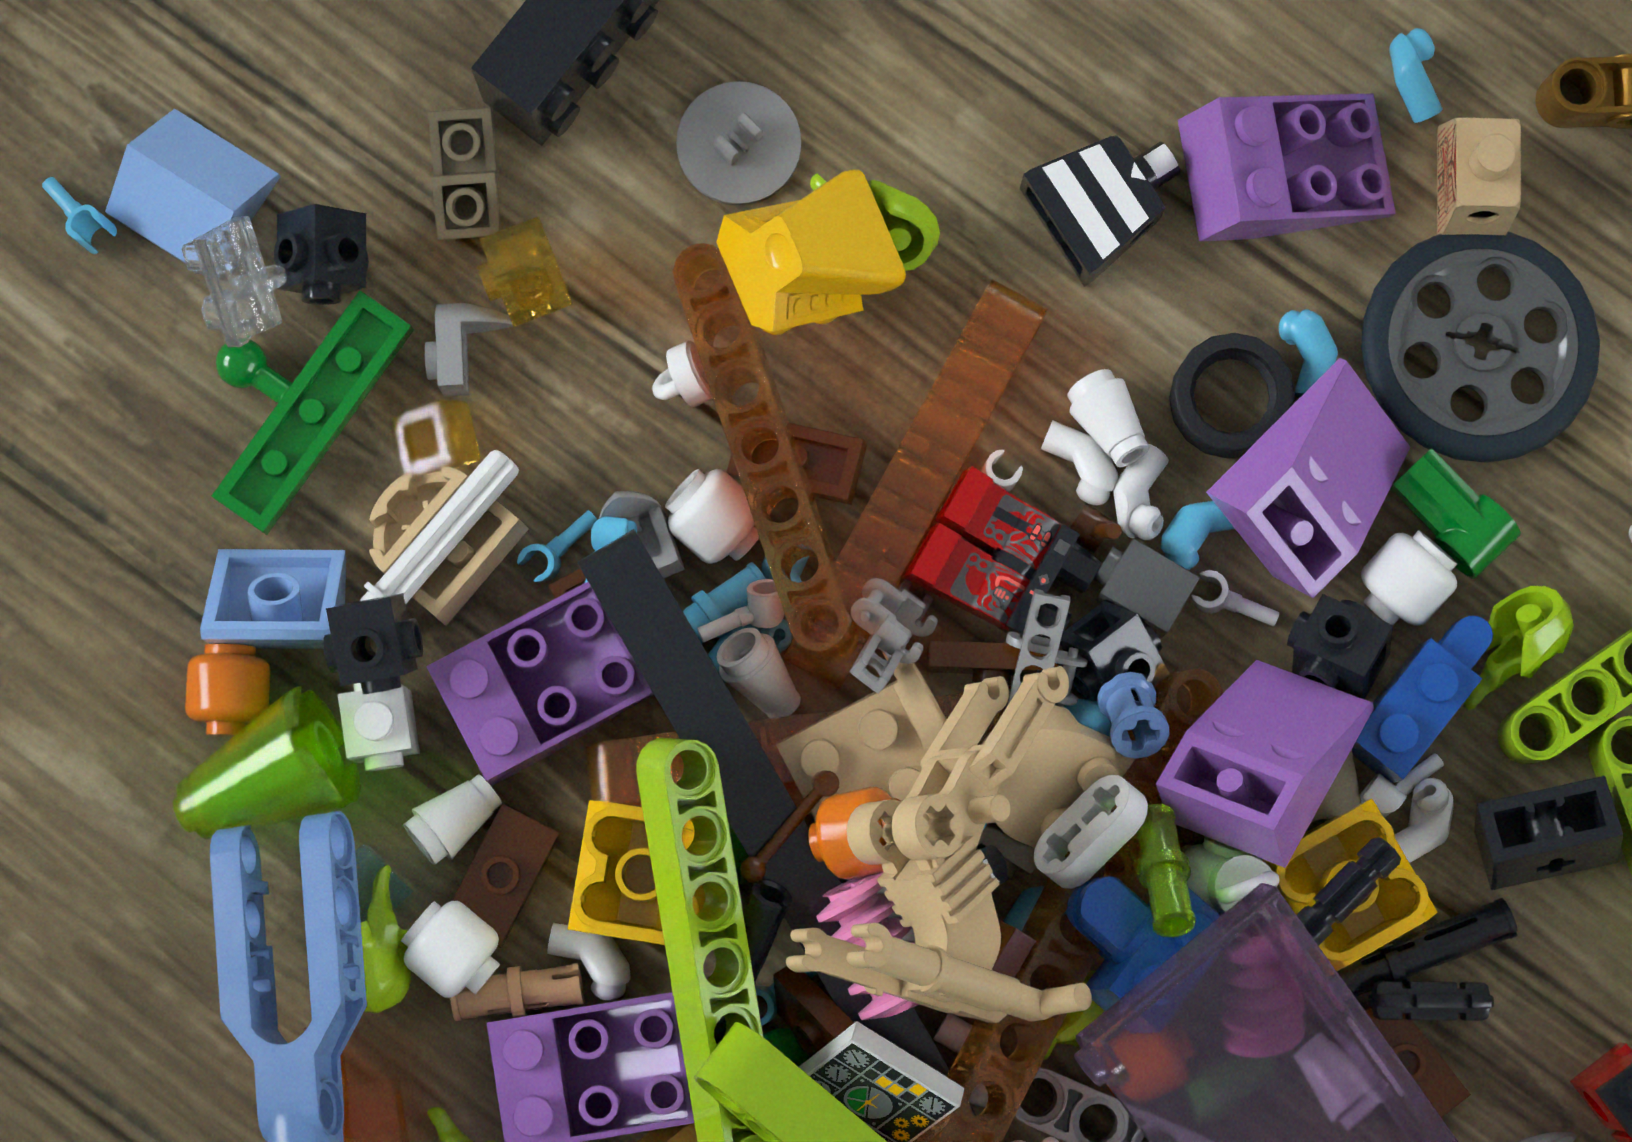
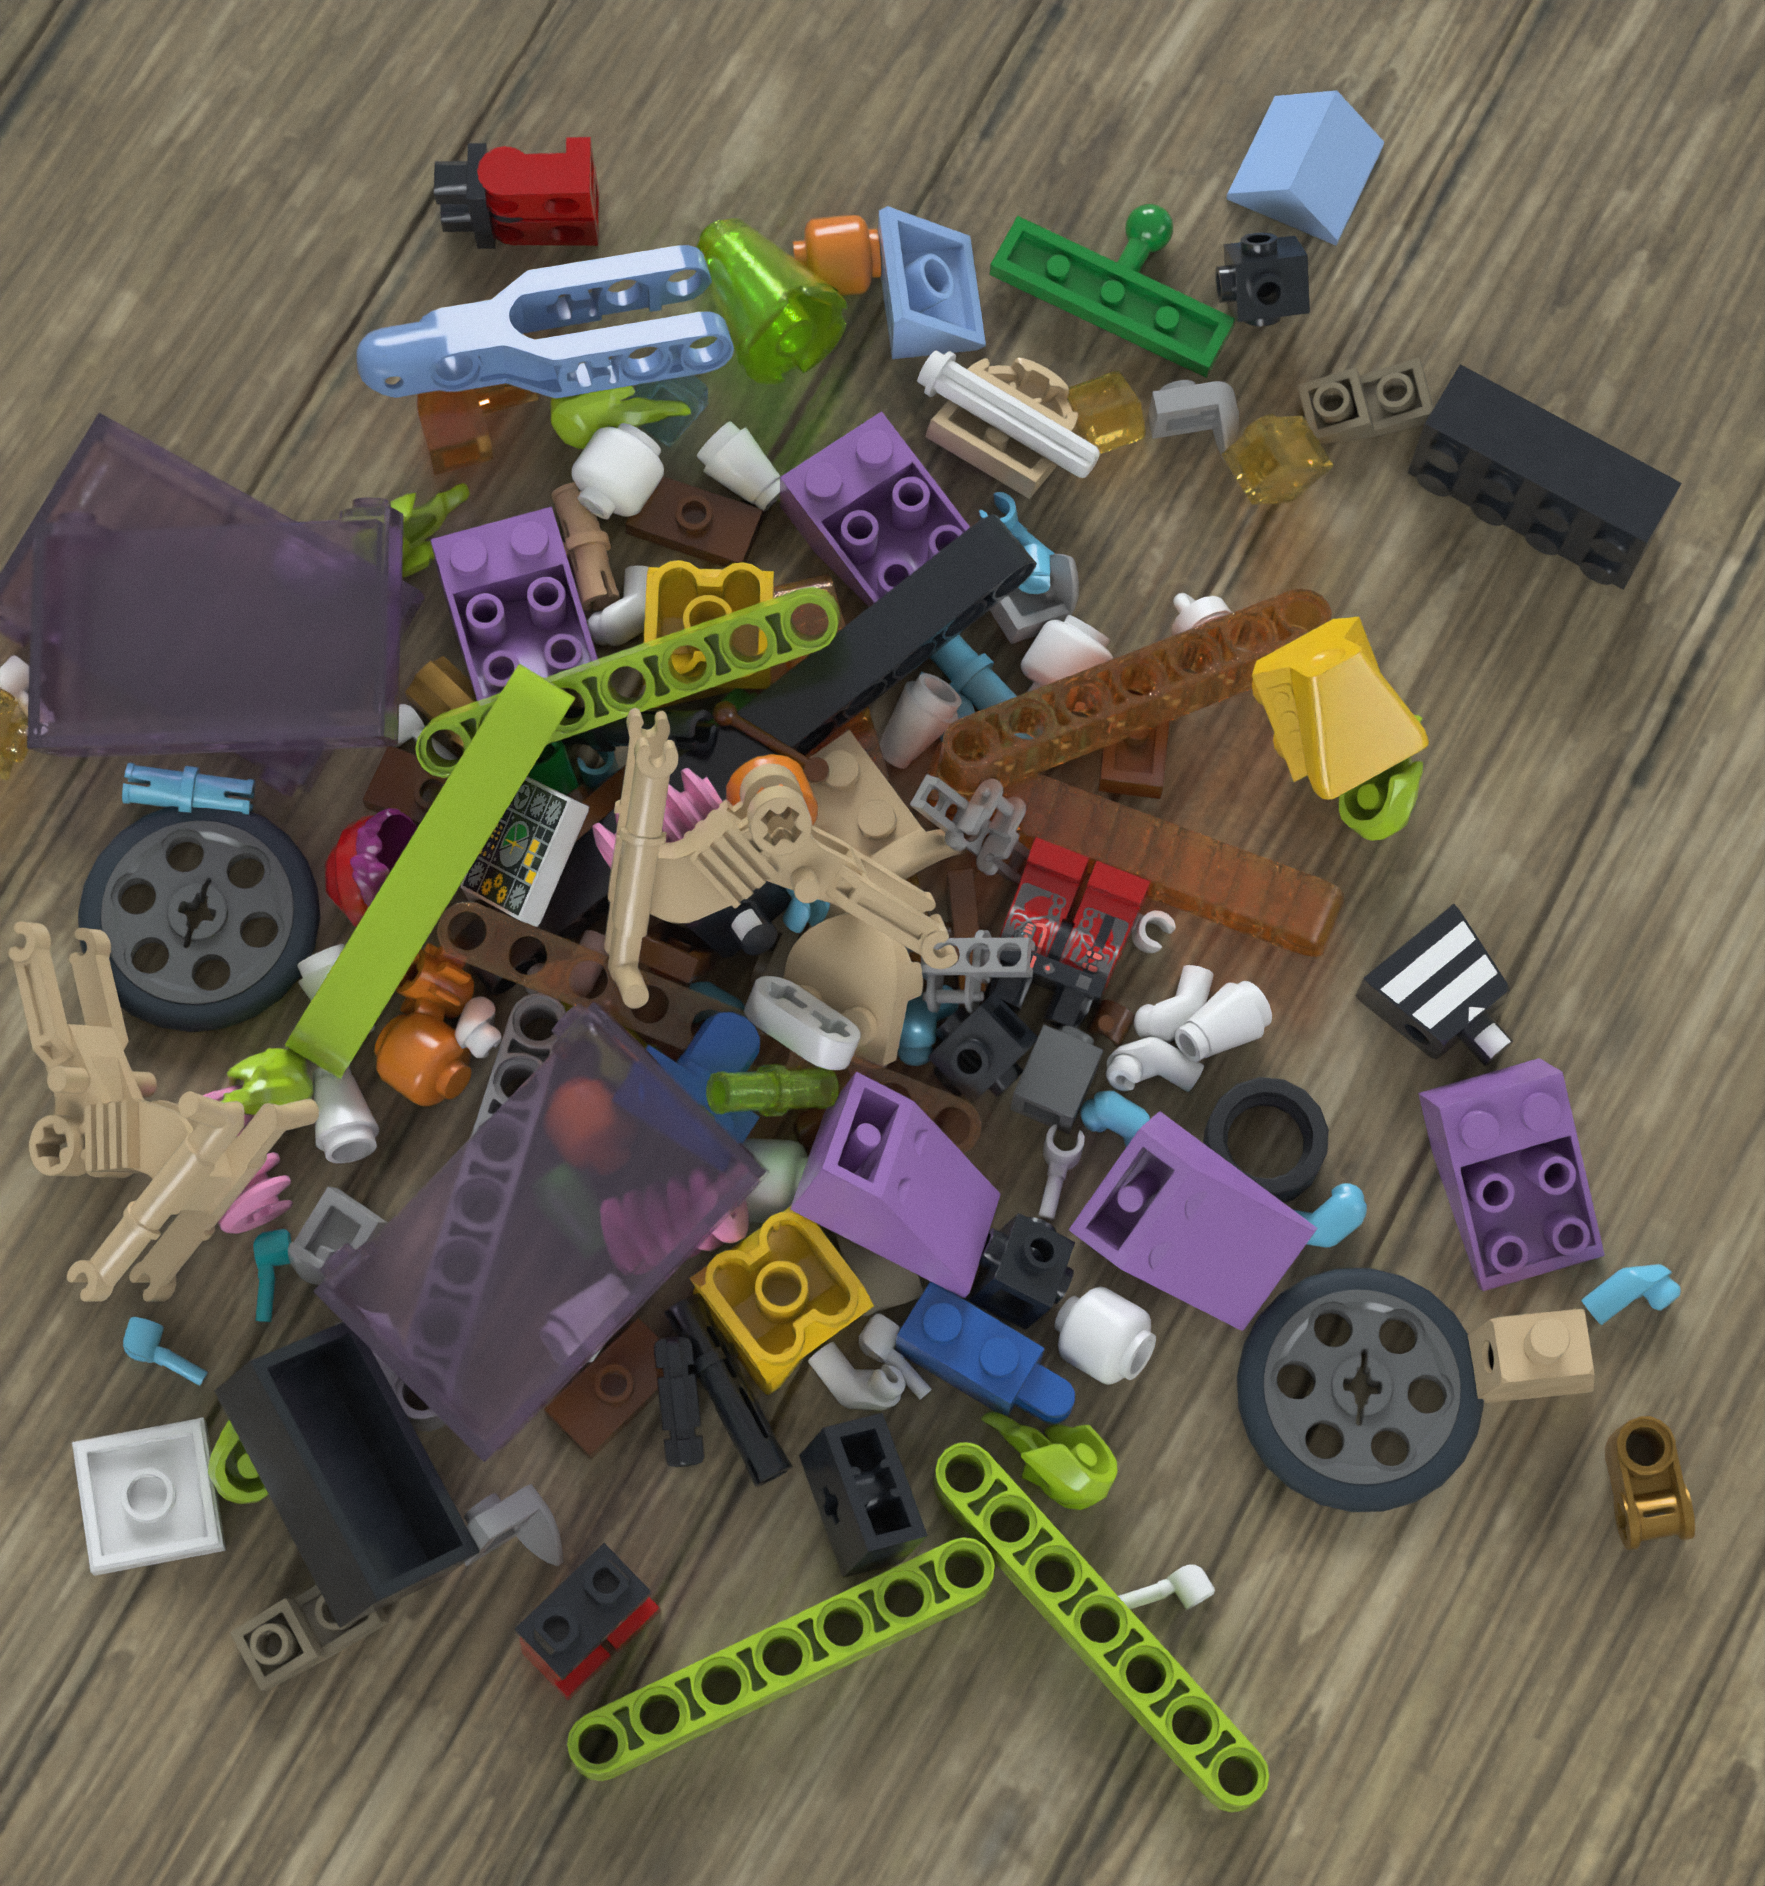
camera: 80 degrees right, 10 degrees down
(82, 219) = (1261, 75): medium azure hand -> none
(120, 1016) = (521, 195): none -> red hips
(237, 279) = (1224, 205): clear hips -> none
(349, 646) = (896, 354): black brick -> none
(378, 727) = (823, 387): white brick -> none
(738, 143) = (1442, 651): light grey piece -> none
(763, 611) = (970, 694): white hand -> none
(1140, 716) = (920, 1043): medium blue bush -> none
(1236, 878) = (777, 1189): white tile -> none
(1349, 888) = (773, 1273): black axle -> none
(1465, 524) = (1170, 1389): green piece -> none

